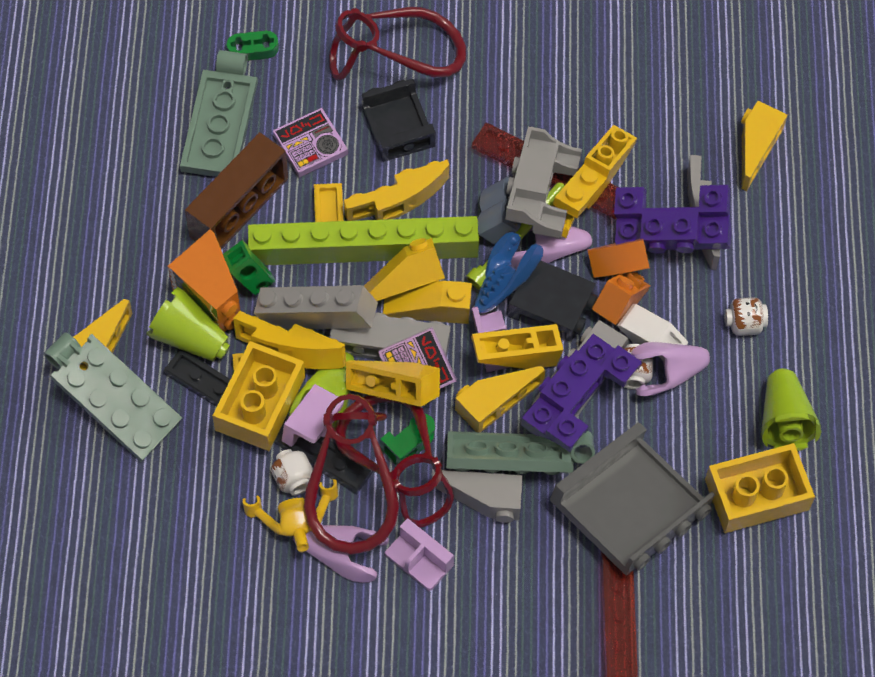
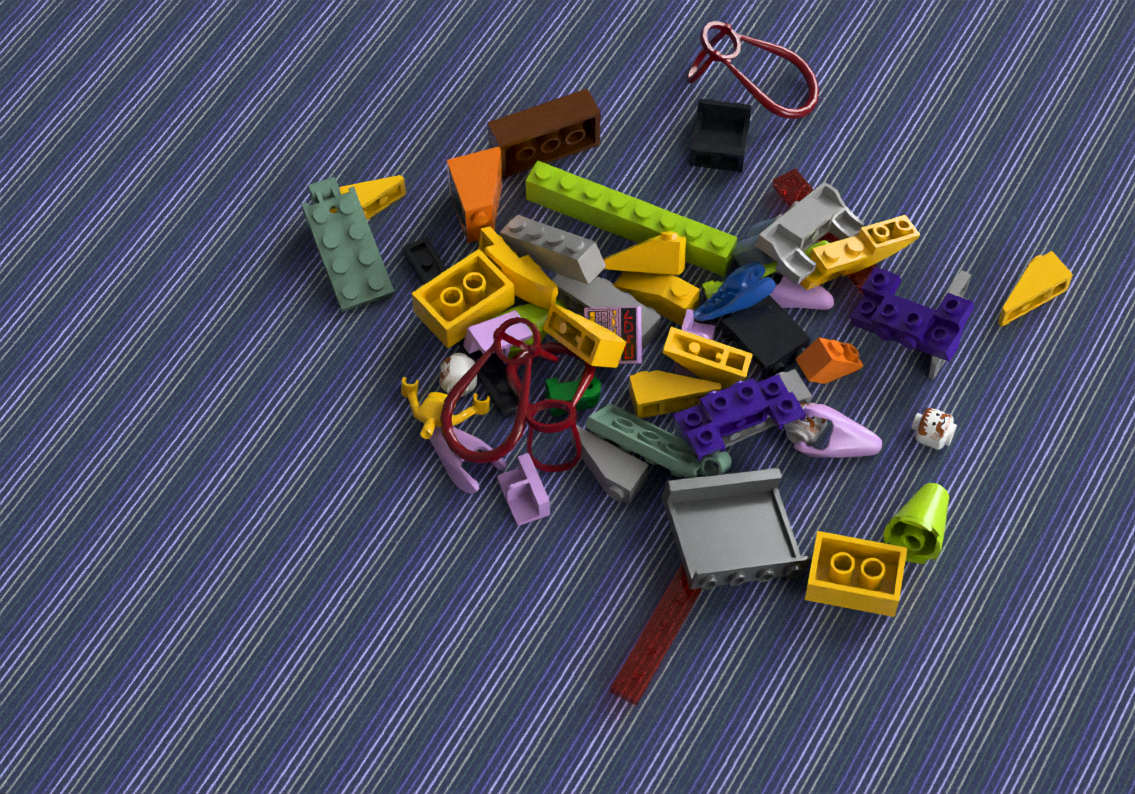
camera: 30 degrees right, 5 degrees down
(188, 328) = (439, 220): lime cone -> none
(219, 116) = (573, 65): sand green hinge -> none
(248, 268) = (516, 194): green leg -> none
(253, 44) = (633, 26): green beam -> none
(310, 142) = (635, 123): tile -> none
(328, 202) = (622, 175): yellow tile -> none
(409, 191) = (693, 197): yellow slope -> none
(618, 258) = (845, 327): orange slope -> none
(644, 327) = (835, 393): white slope -> none

